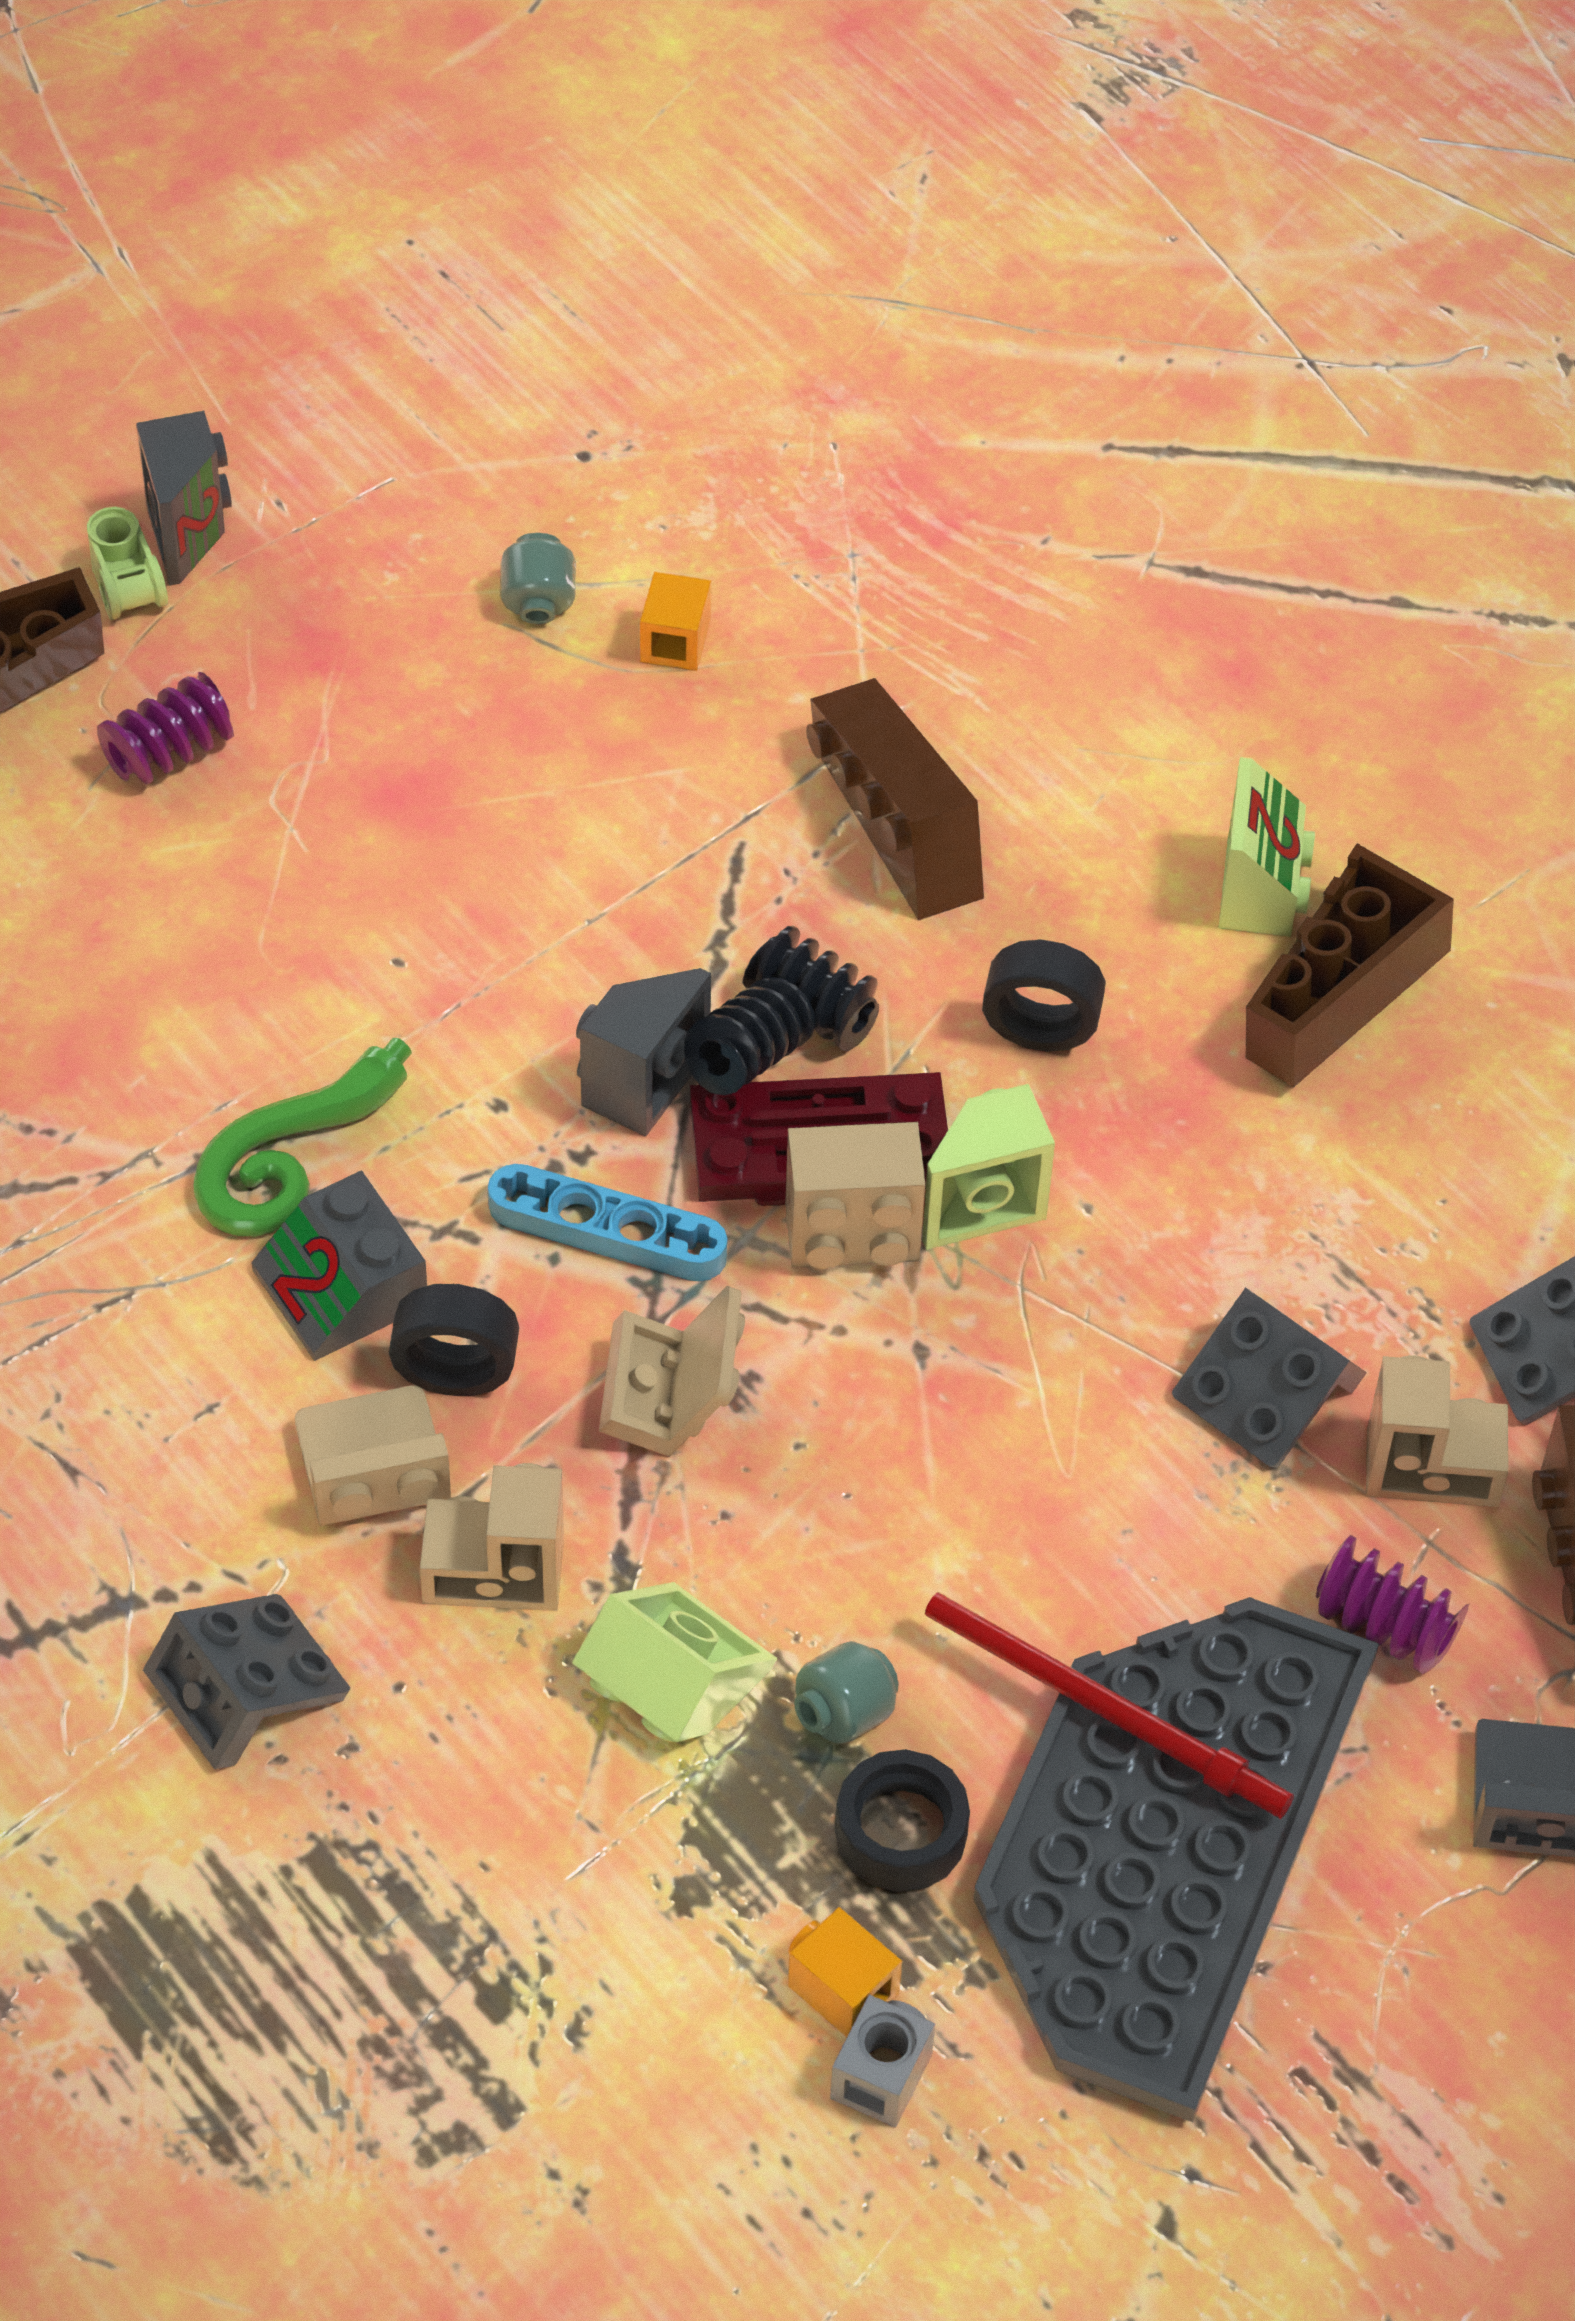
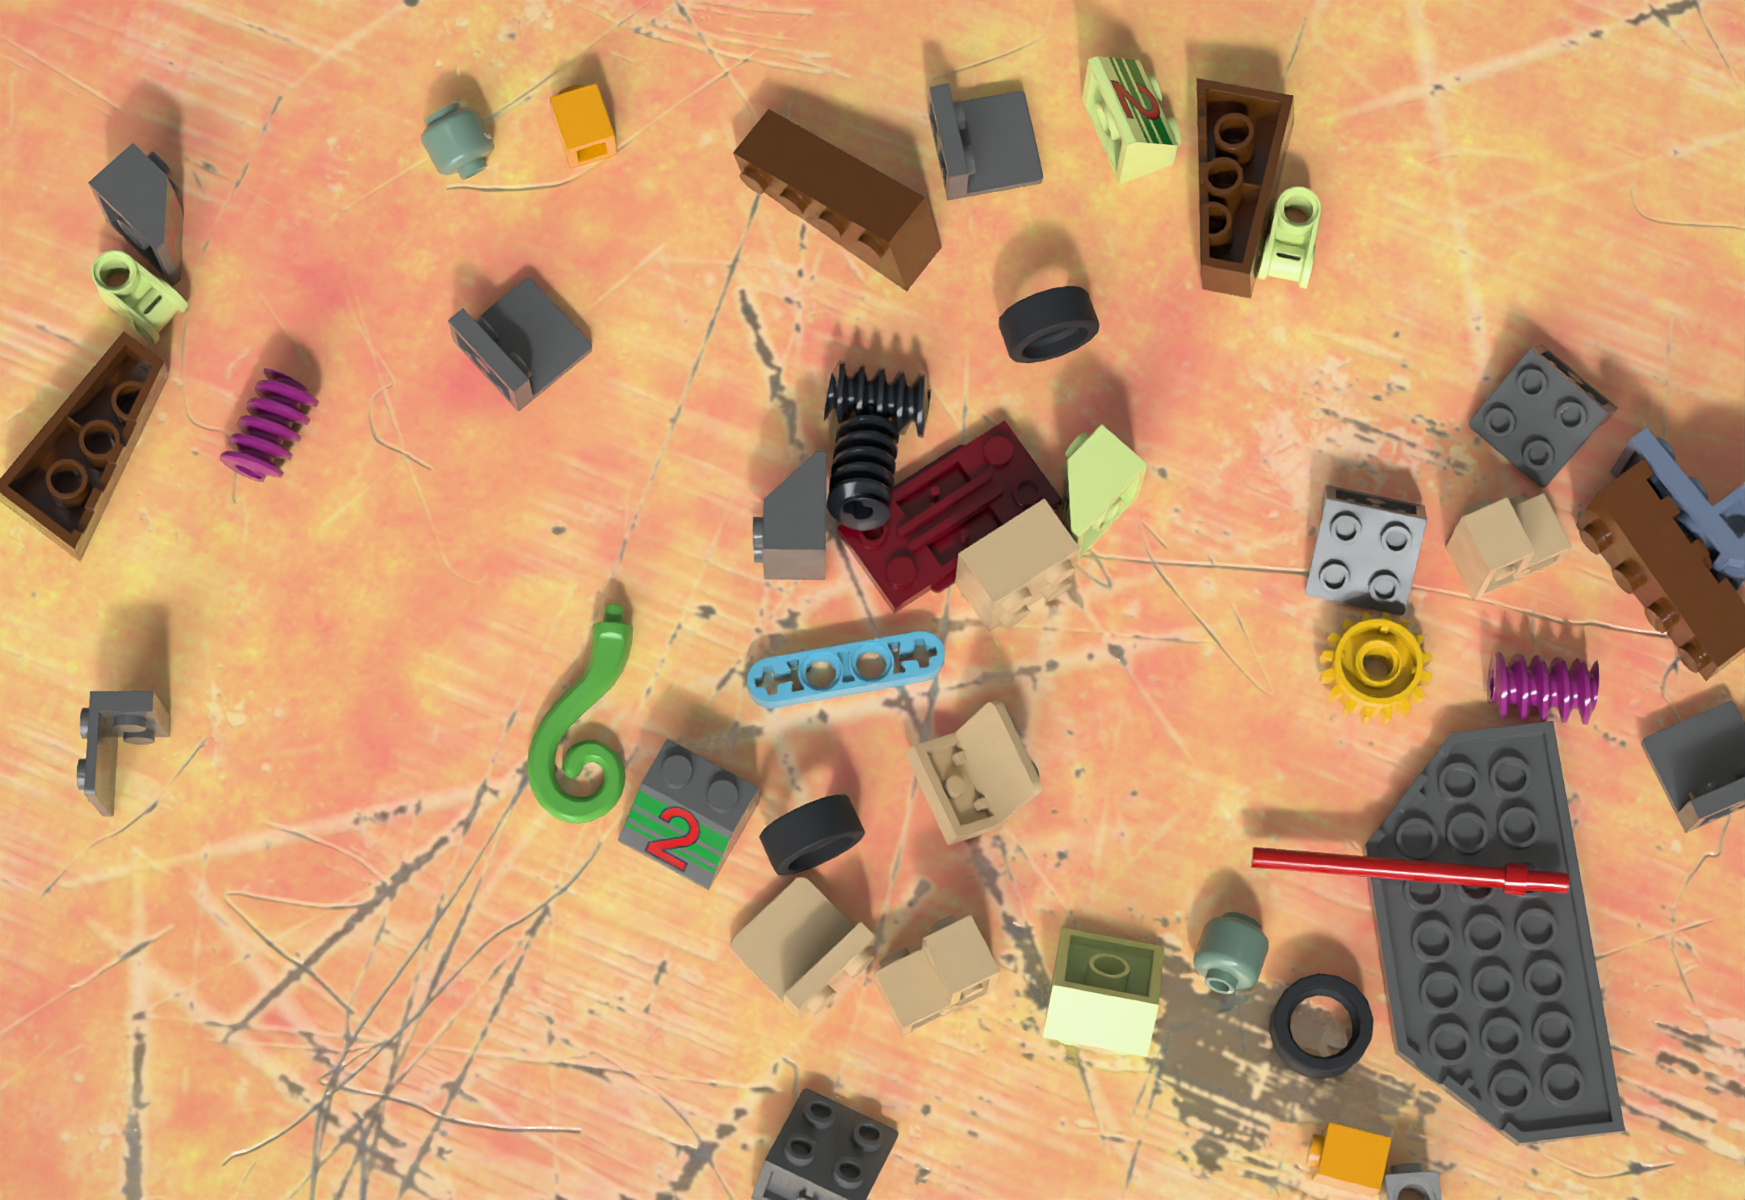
camera: 30 degrees left, 20 degrees up
(475, 776) = (520, 343): none -> dark grey bracket
(1086, 817) = (983, 143): none -> dark grey bracket
(1196, 1525) = (1368, 694): none -> yellow gear
(1374, 1046) = (1290, 245): none -> yellowish green piece

